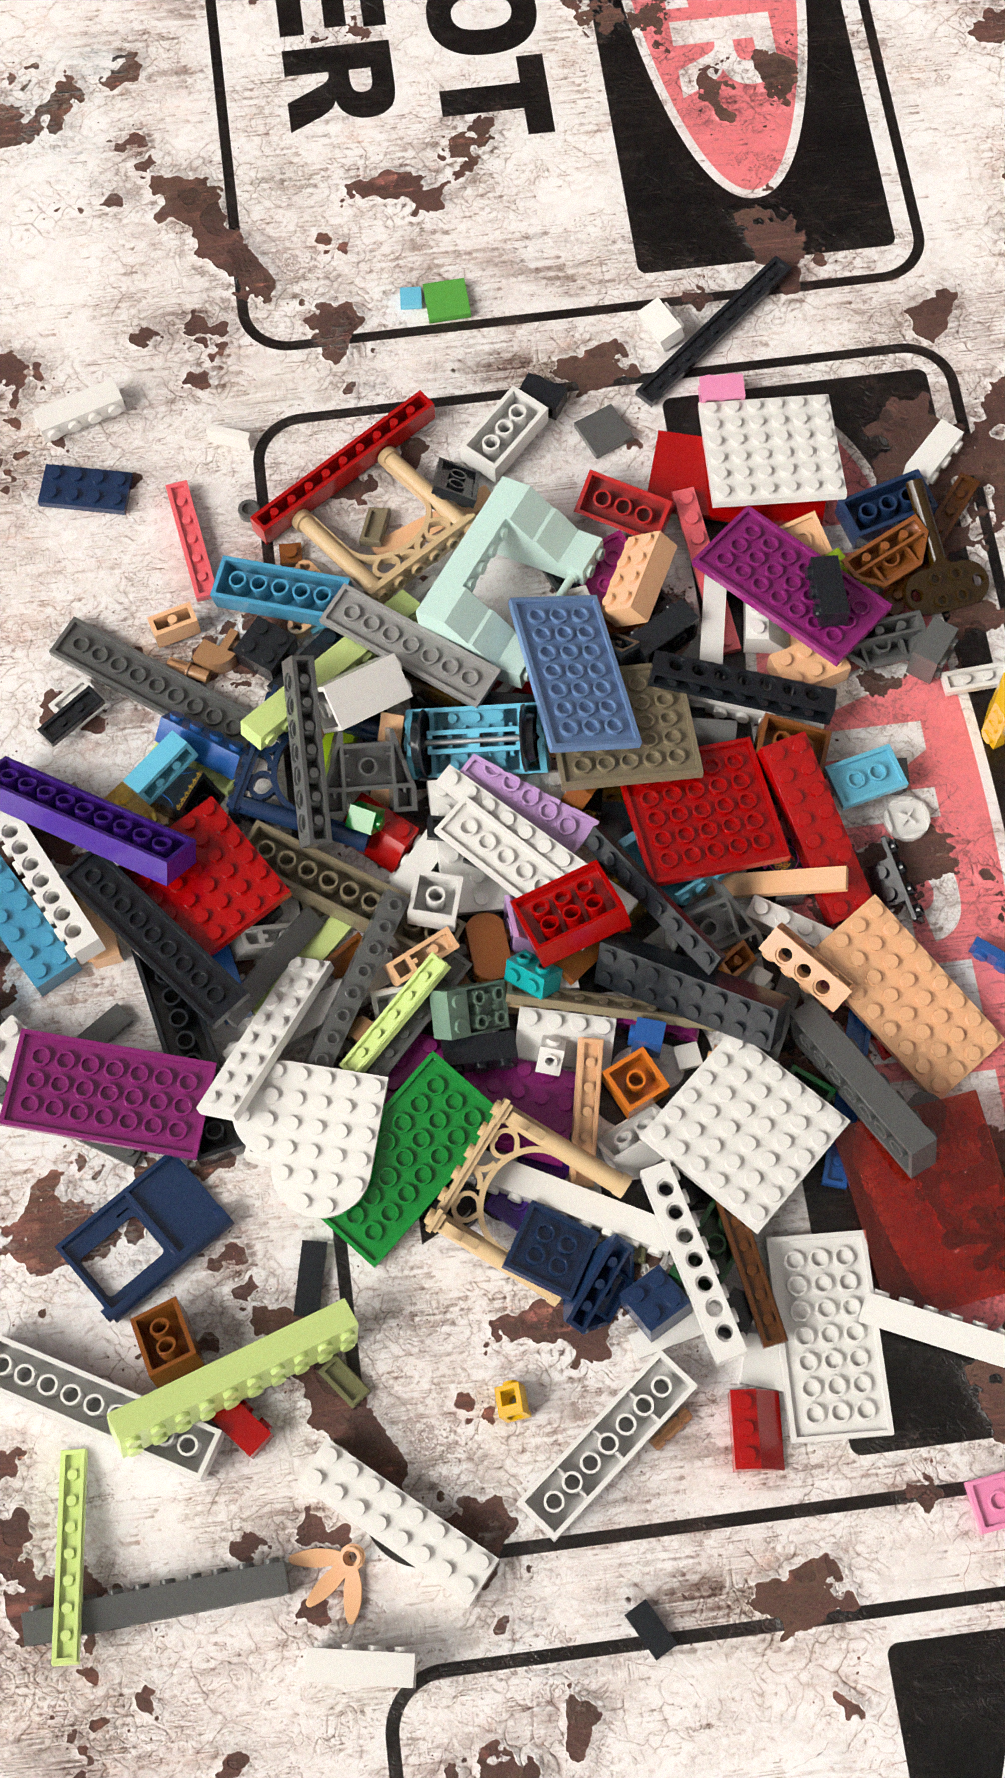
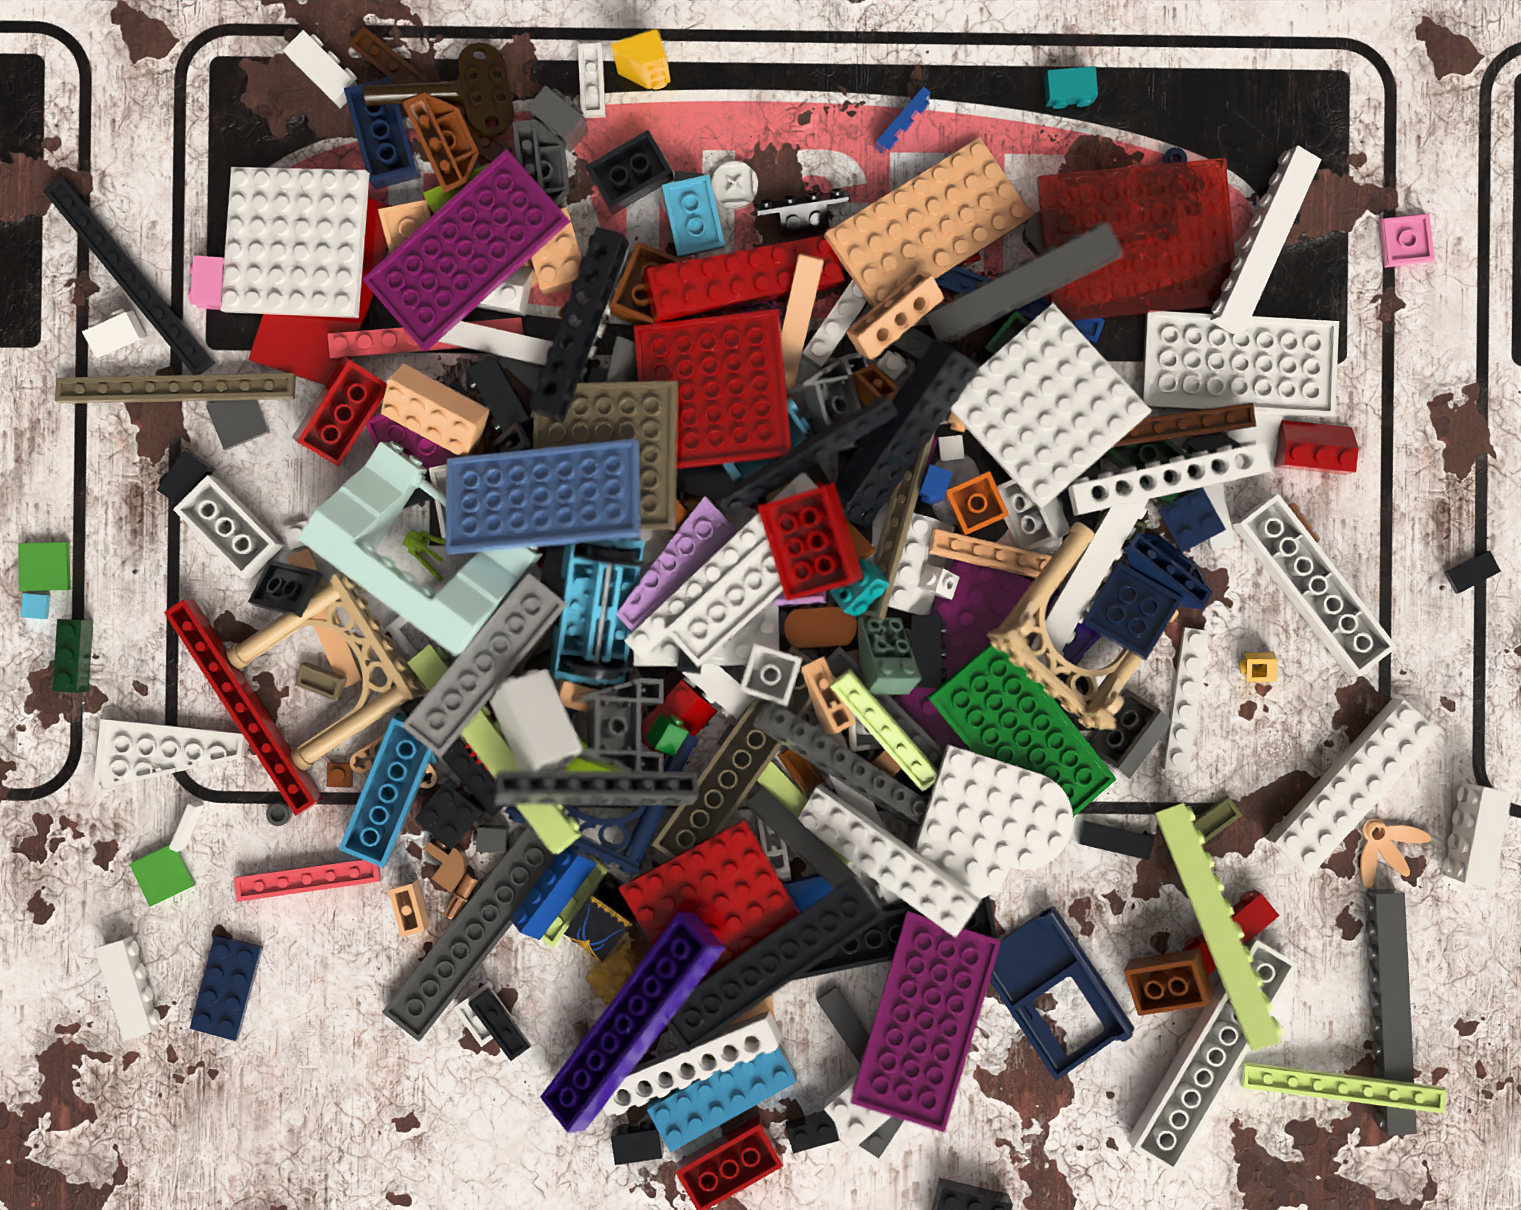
camera: 85 degrees left, 20 degrees up
(161, 767) = (579, 938): medium azure brick -> none
(182, 425) = (162, 875): none -> bright green tile
(246, 688) = (492, 838): none -> dark grey brick
(294, 400) = (147, 750): none -> white wing
(371, 330) = (72, 655): none -> dark green brick
(422, 1273) = (1134, 736): none -> dark grey slope
(466, 1331) = (1185, 699): none -> white plate
(512, 589) = (417, 543): none -> lime plant
(622, 379) = (175, 388): none -> dark tan plate
(827, 591) = (485, 213): black brick -> none
(896, 719) = (630, 172): none -> black brick

